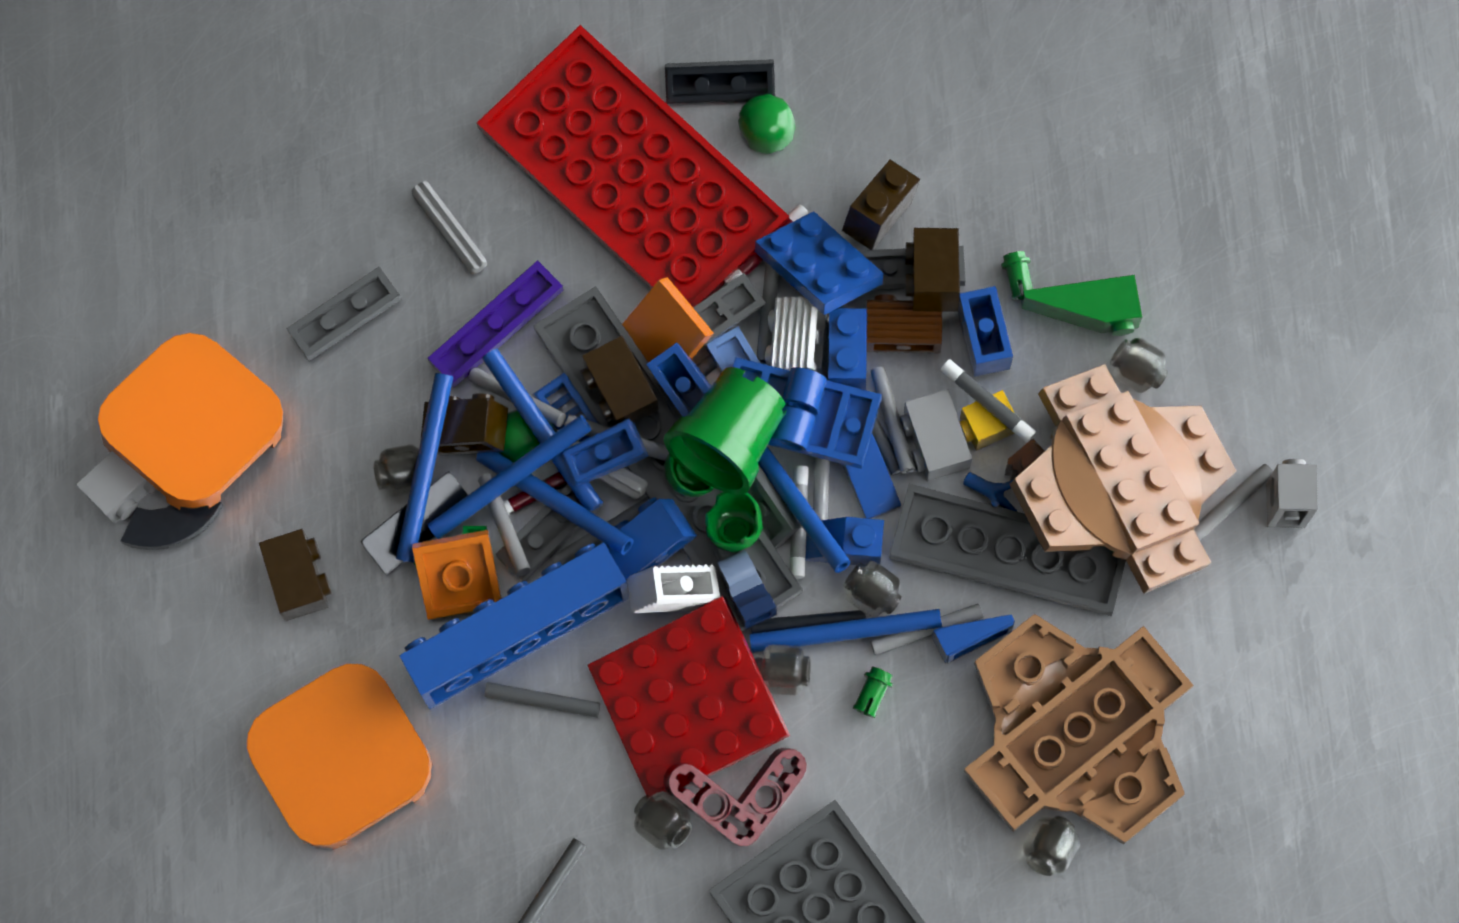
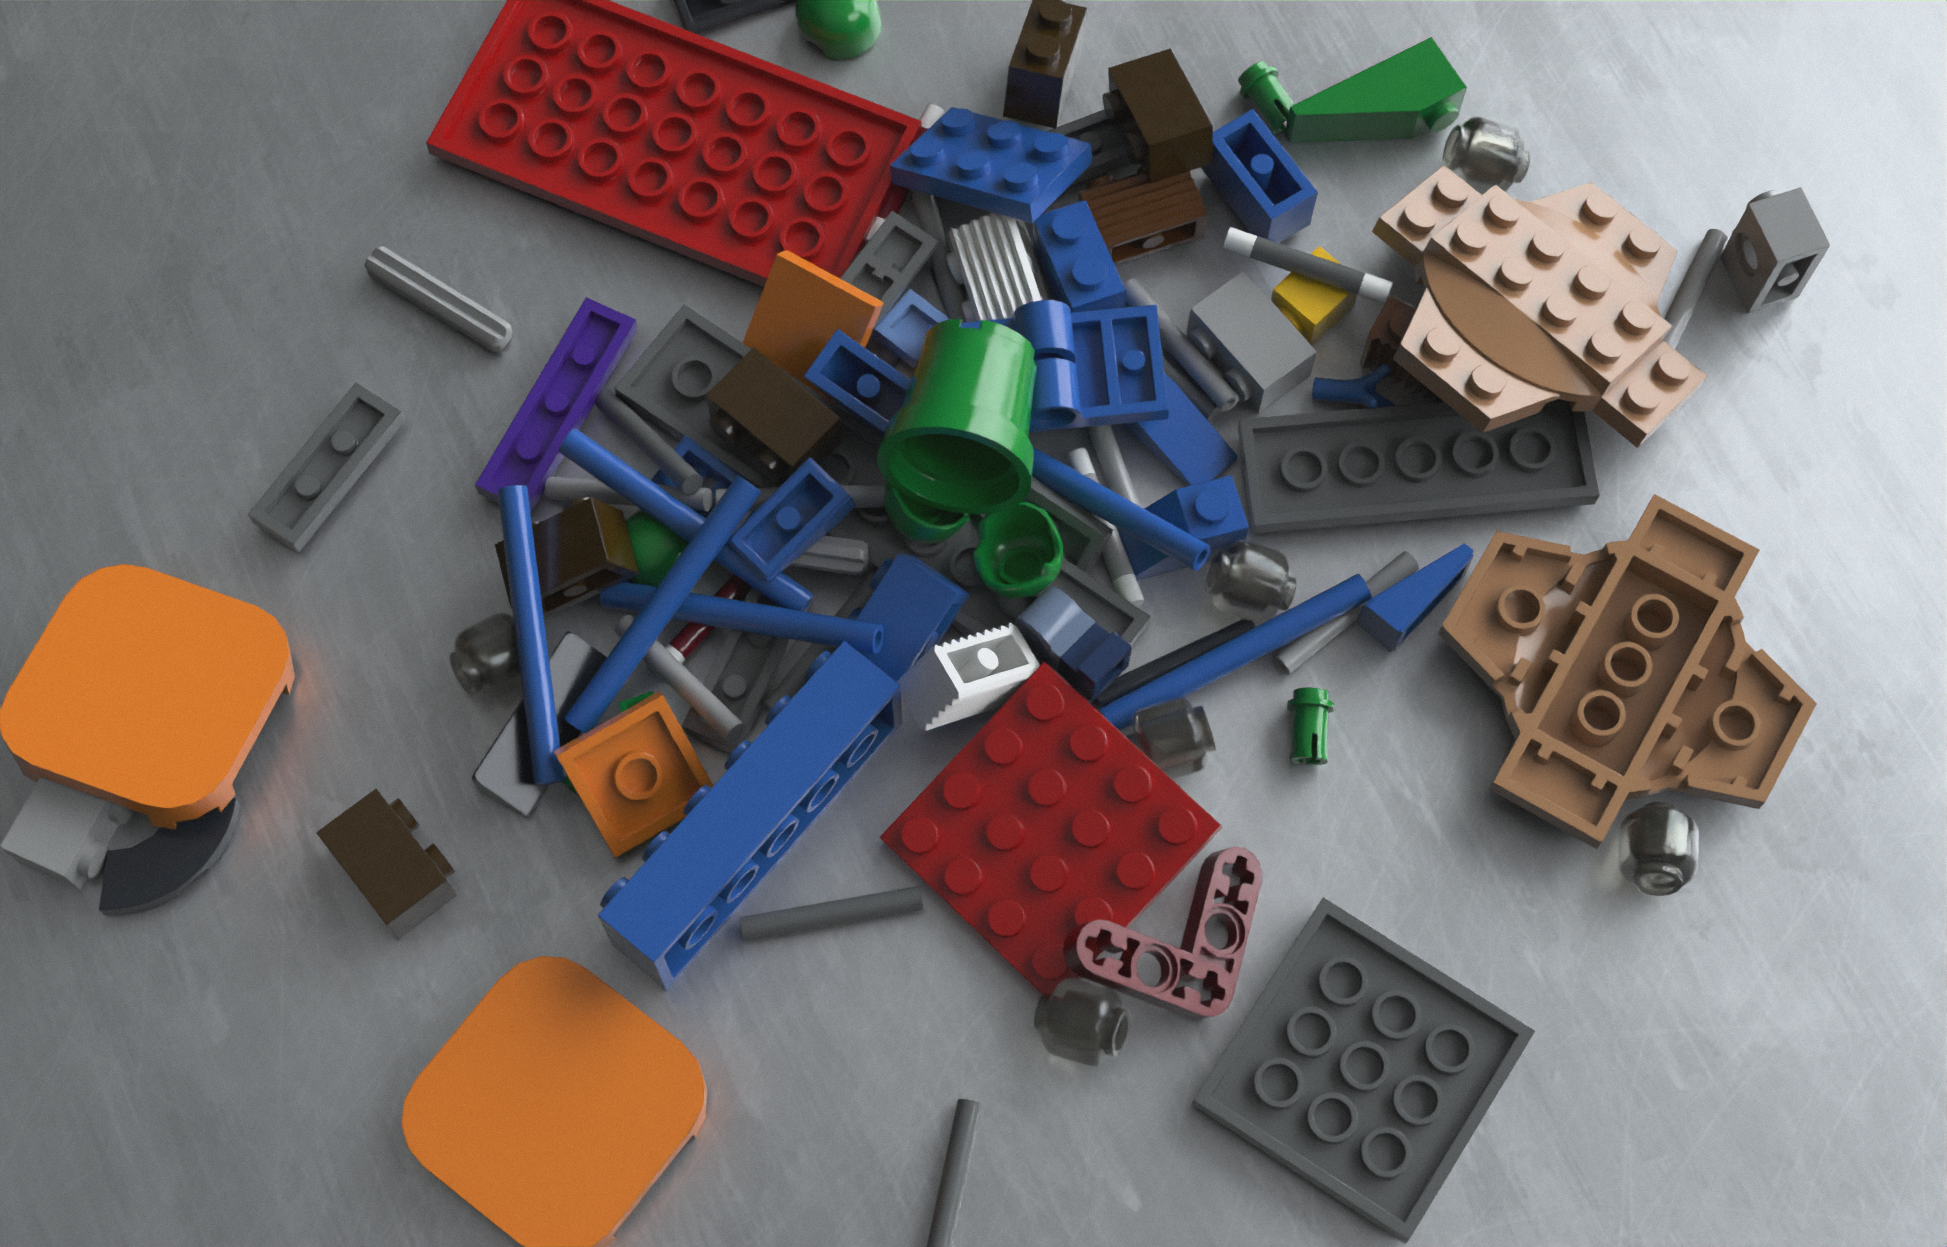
camera: 25 degrees left, 5 degrees down
(540, 369) = (649, 442): none -> dark grey bar

